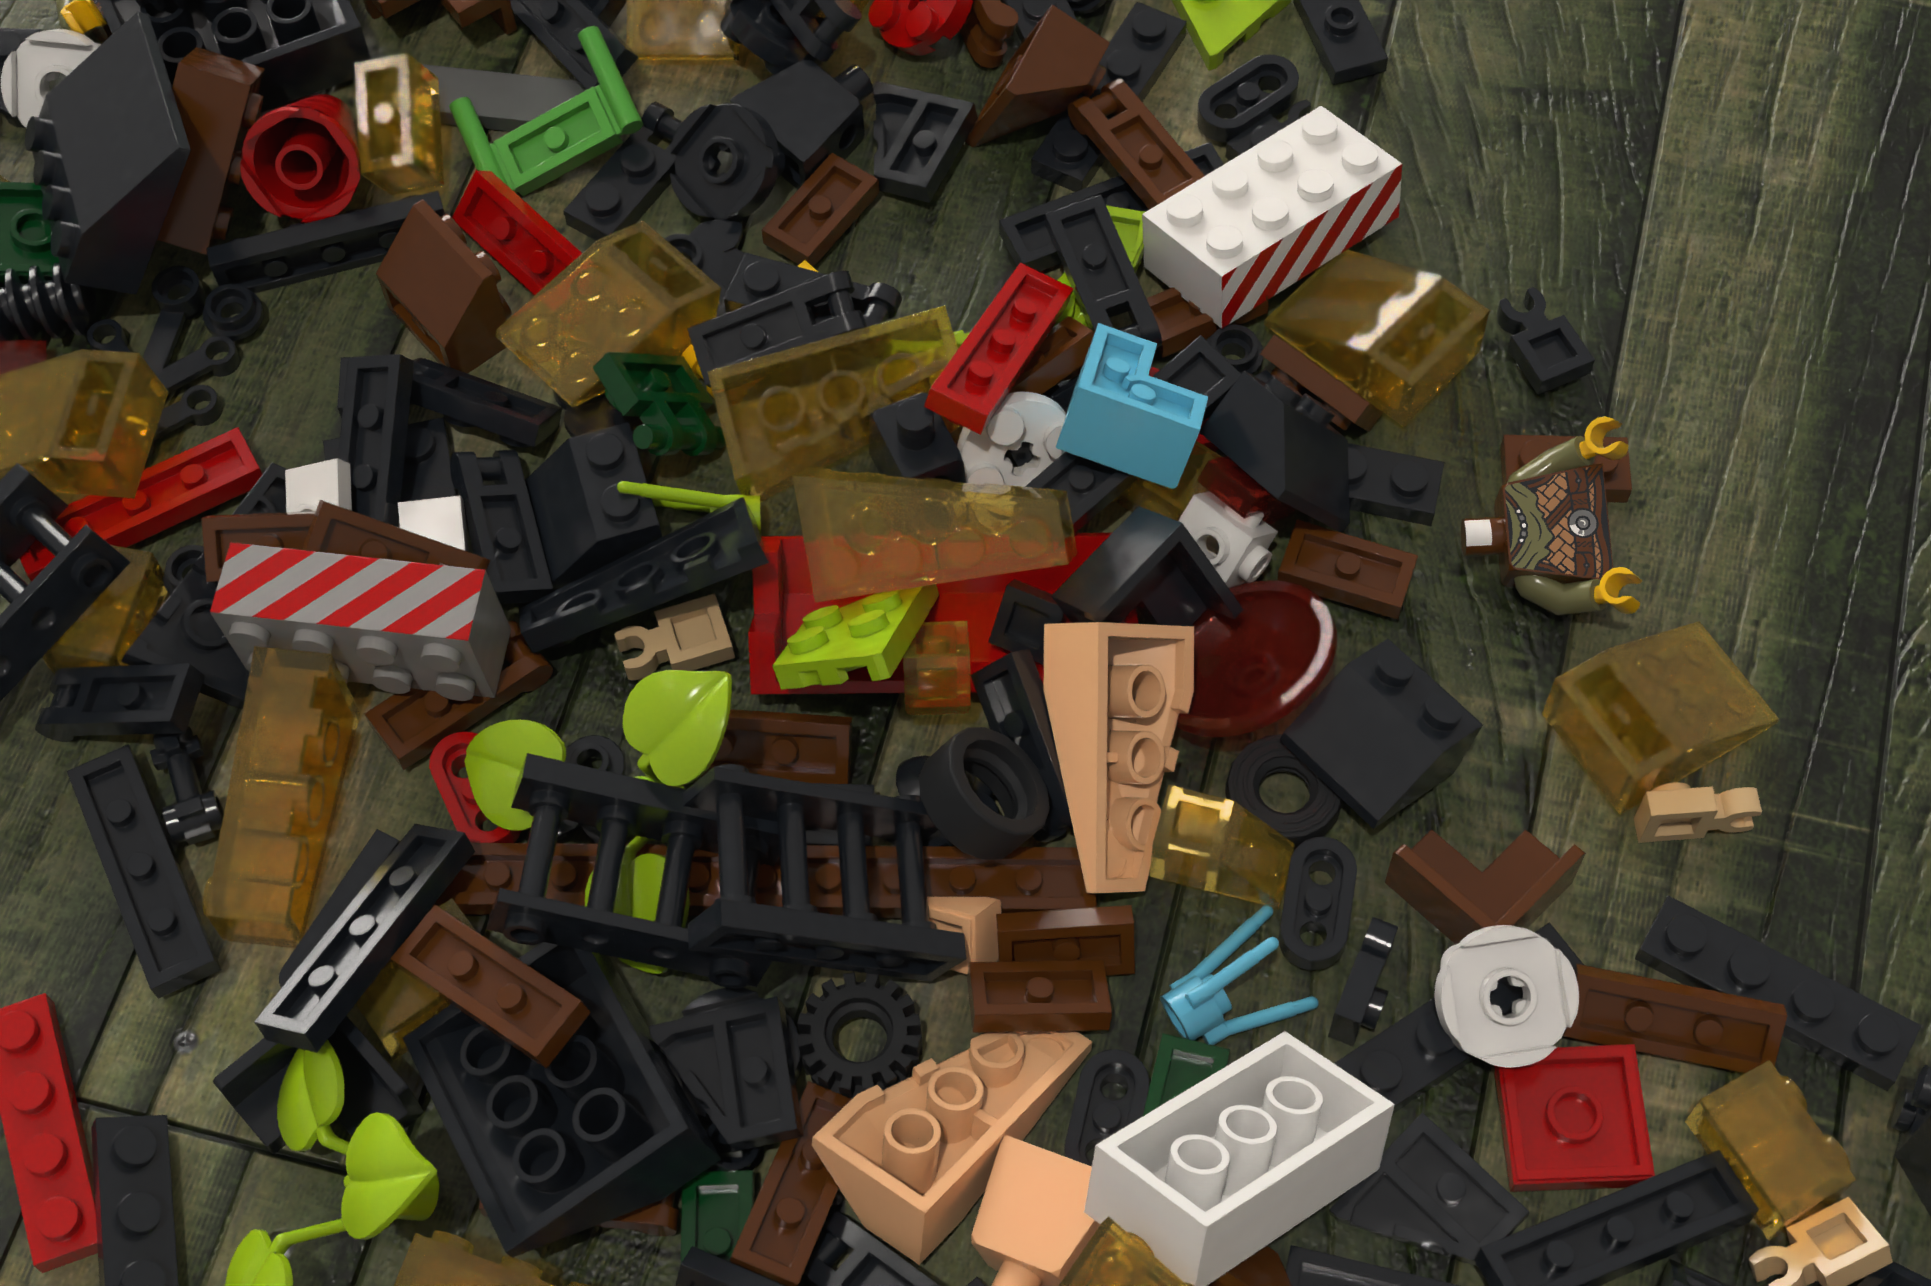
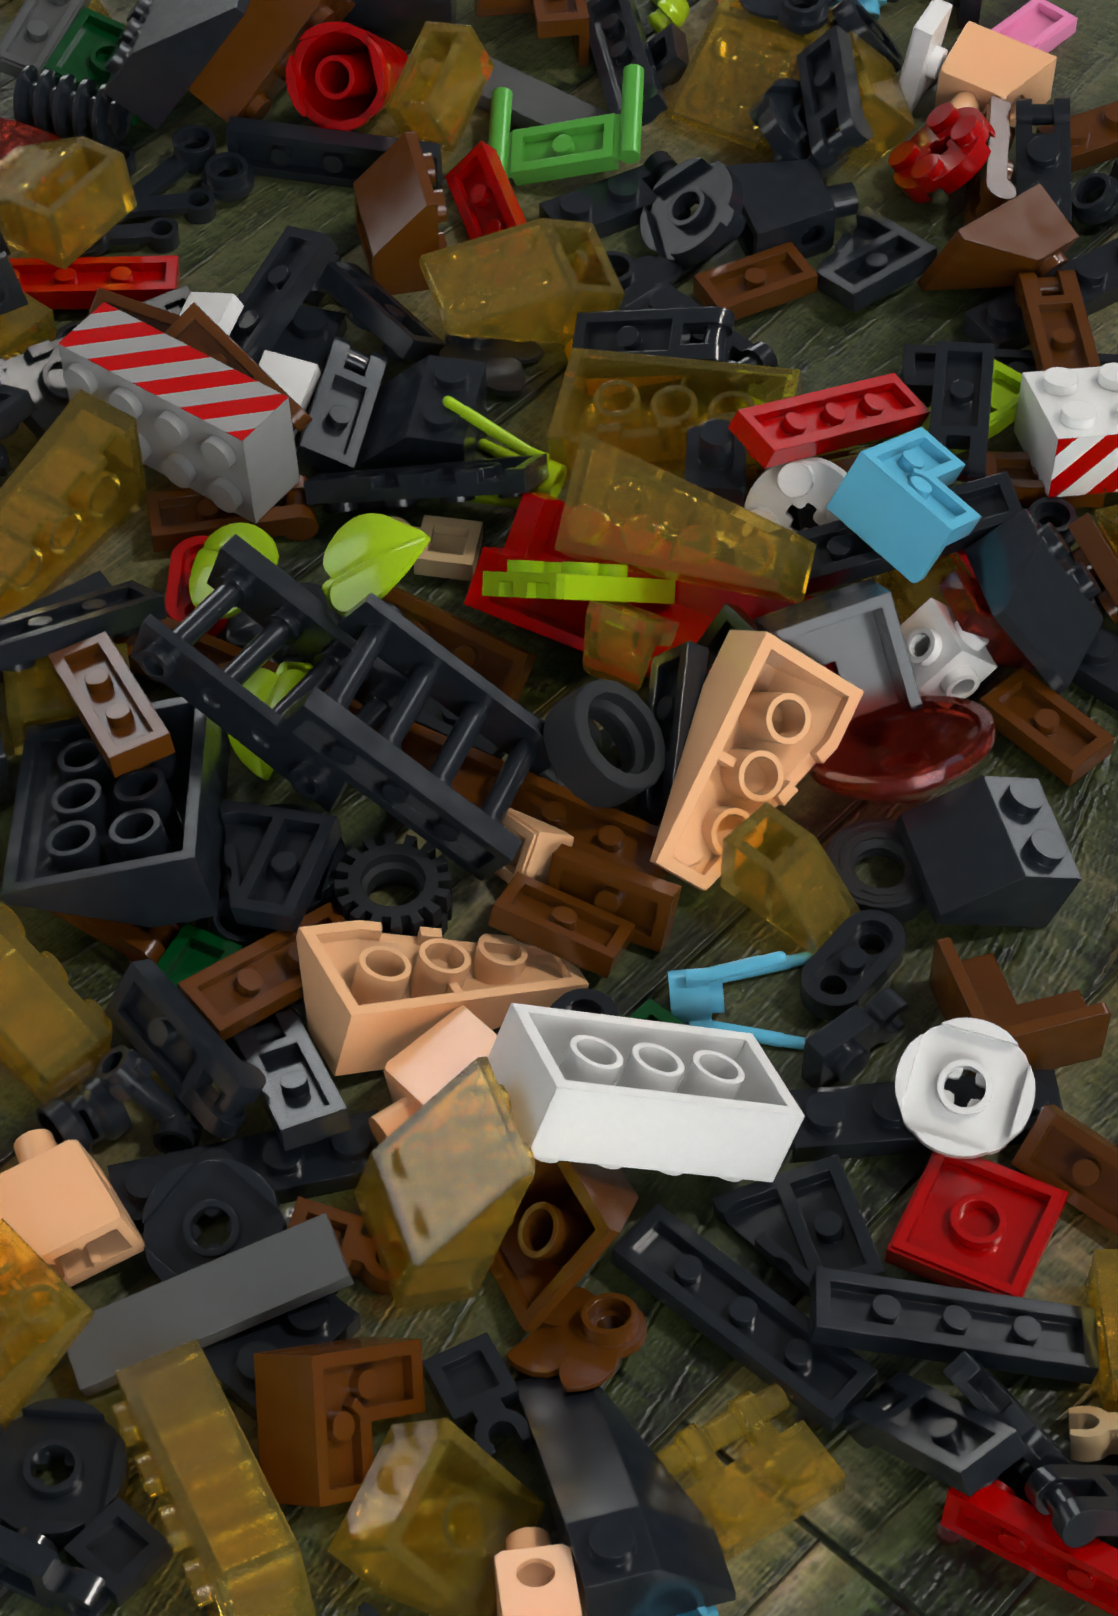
camera: 25 degrees right, 10 degrees down
(665, 398) = (522, 354): dark green plate -> none

